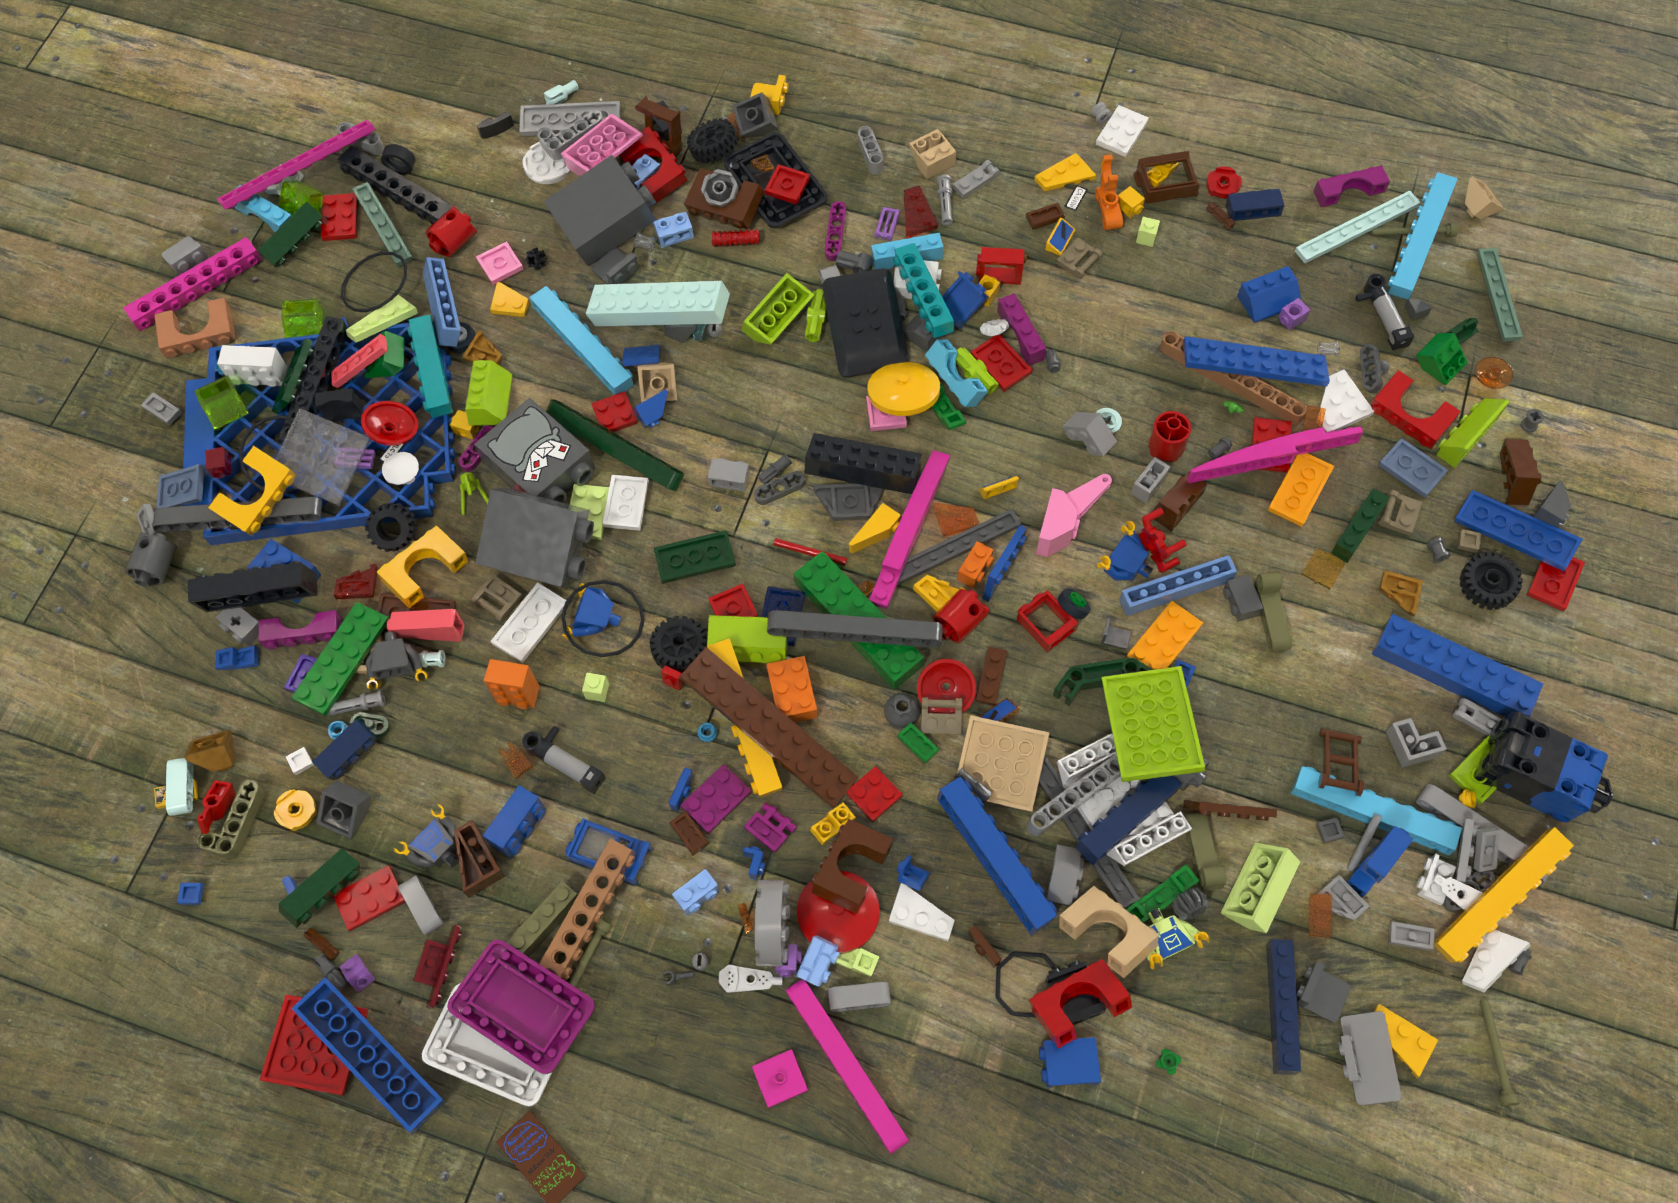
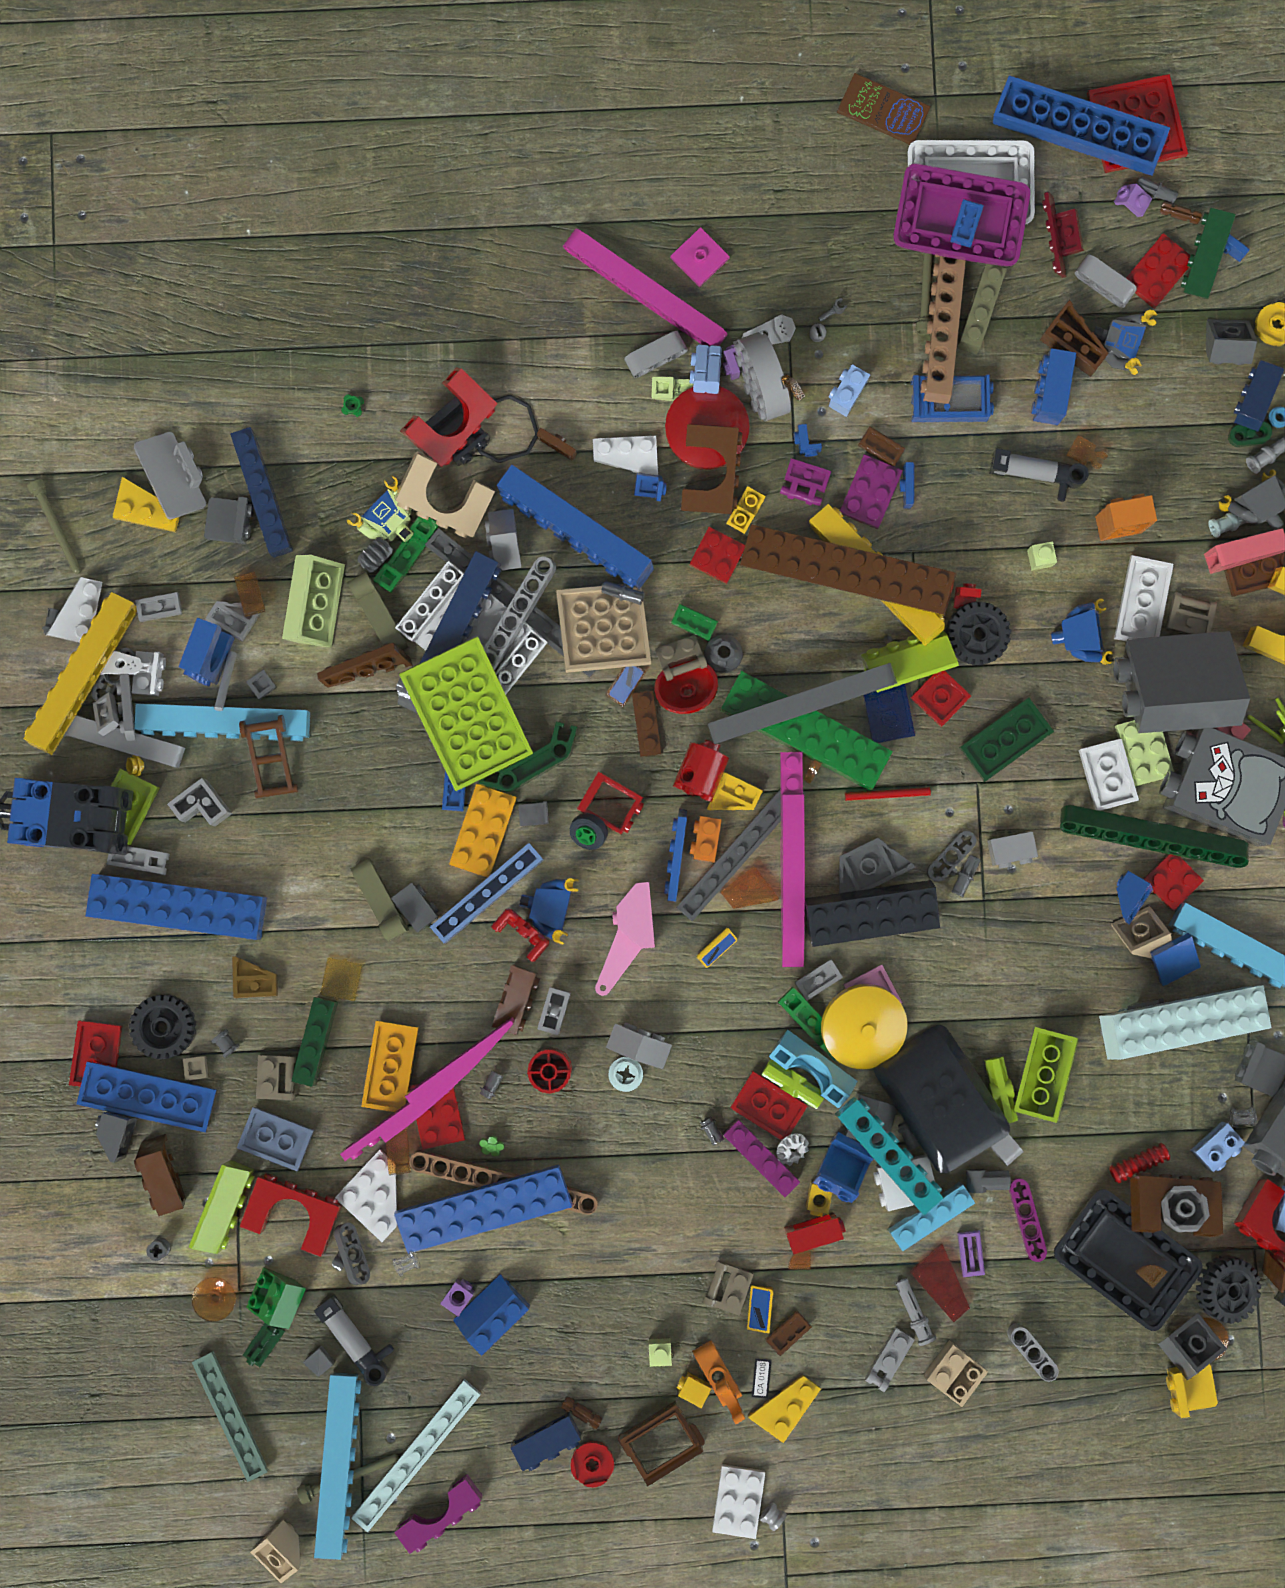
camera: 155 degrees right, 20 degrees up
(521, 991) = (966, 223): none -> blue plate
(594, 653) = (1079, 675): black piece -> none
(705, 727) = (911, 549): dark azure plate -> none
(787, 184) = (1108, 1252): red plate -> none
(792, 689) = (841, 627): orange brick -> none
(876, 529) = (825, 848): yellow slope -> none
(925, 435) = (818, 979): none -> light grey plate
(1070, 1064) = (436, 363): blue panel -> none
(1160, 173) = (675, 1443): yellow slope -> none

